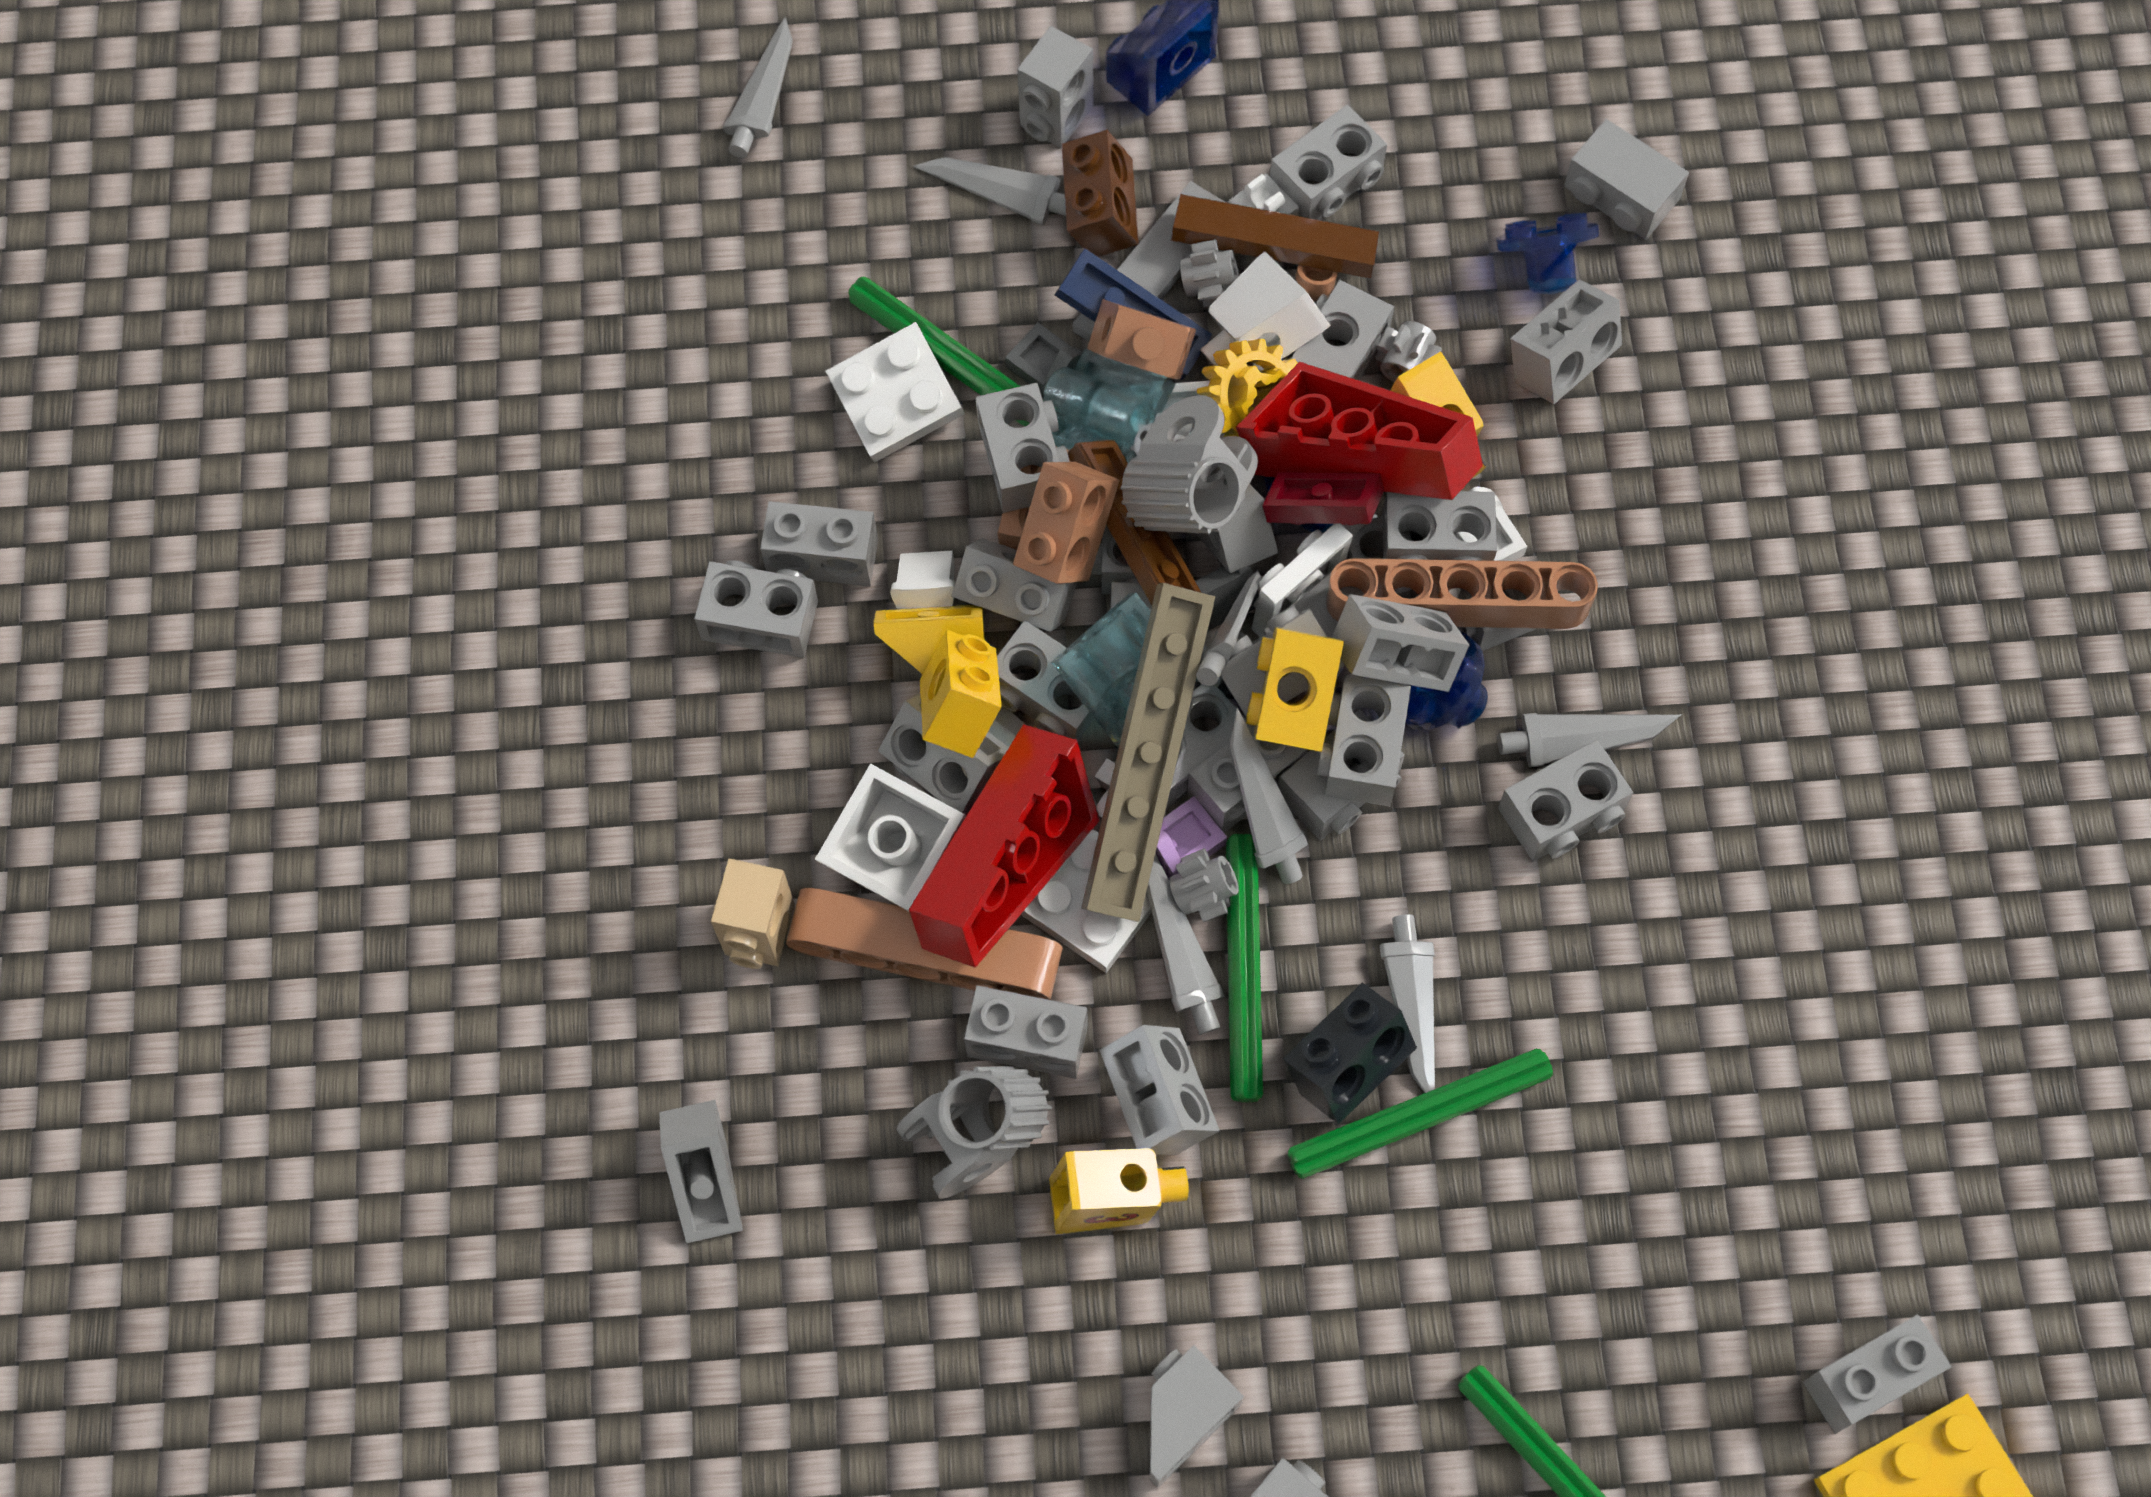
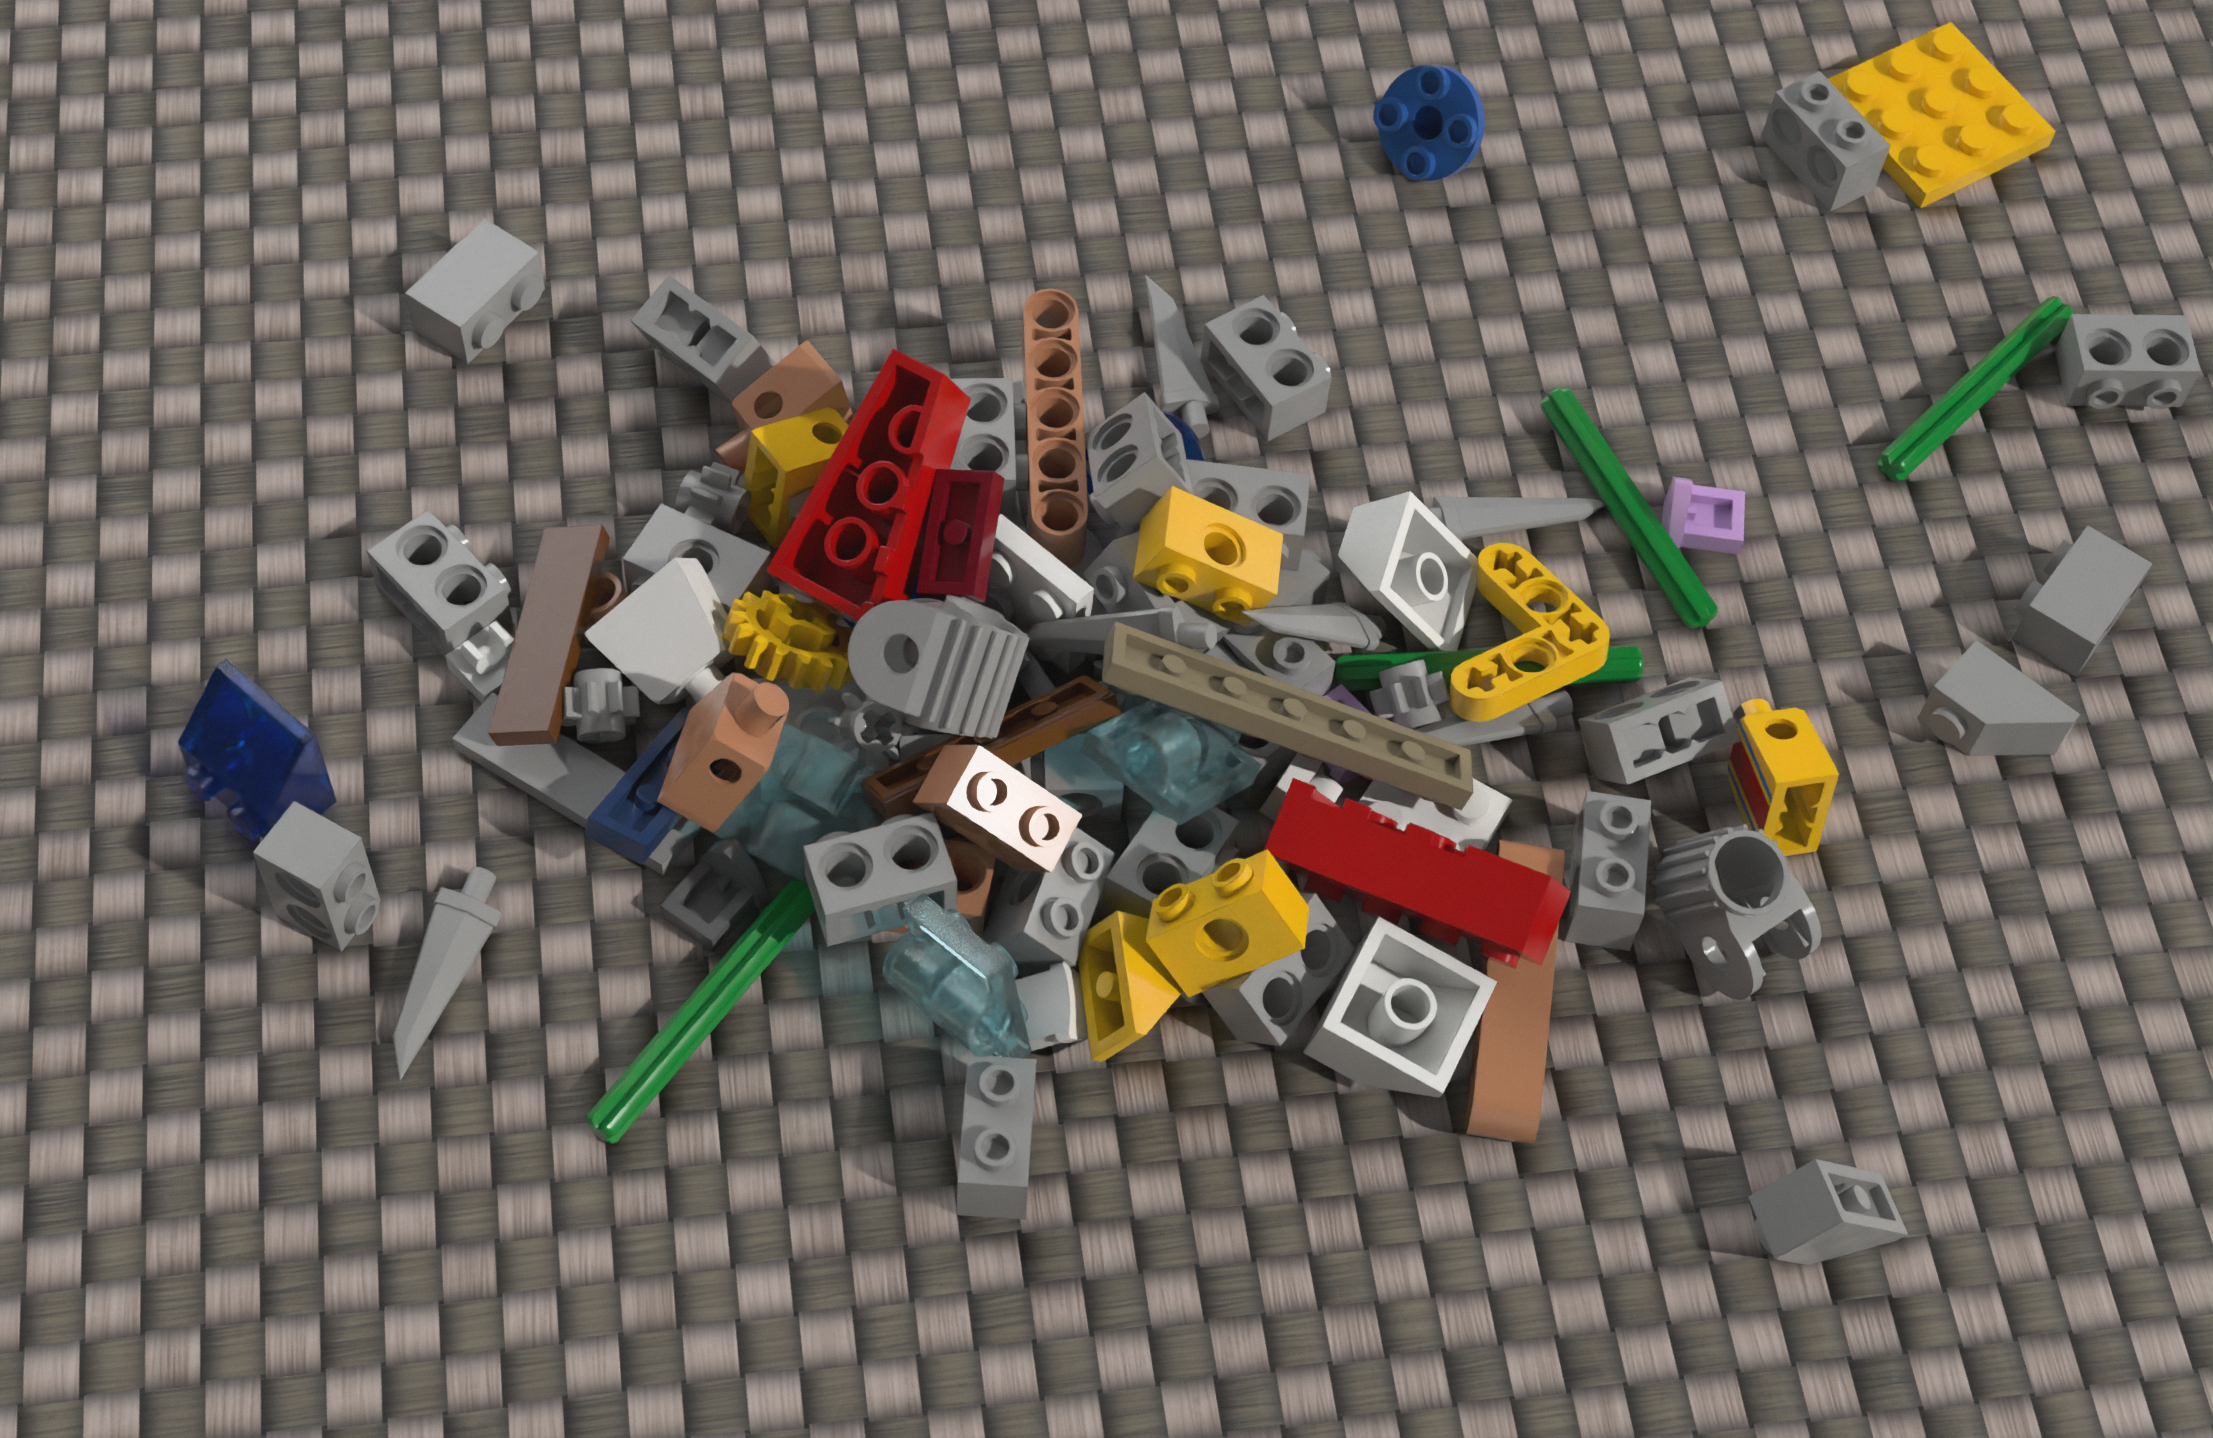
camera: 100 degrees left, 10 degrees down
(752, 620) = (1097, 1210): light grey brick -> none
(753, 913) = (1522, 1161): tan brick -> none
(757, 103) = (282, 1285): light grey bar -> none
(895, 392) = (766, 1065): white plate -> none
(929, 509) = (959, 980): none -> clear light blue plate
(1099, 193) = (479, 827): reddish brown brick -> none
(1250, 1005) = (1490, 682): none -> yellow beam
(1330, 902) = (1412, 567): none -> white slope
(1350, 1053) = (1585, 554): black brick -> none
(1411, 1181) = (1704, 517): none -> lavender tile
(1504, 405) = (789, 389): none -> nougat torso
(1549, 249) = (570, 359): clear blue plate -> none
(1865, 975) = (1430, 122): none -> blue plate

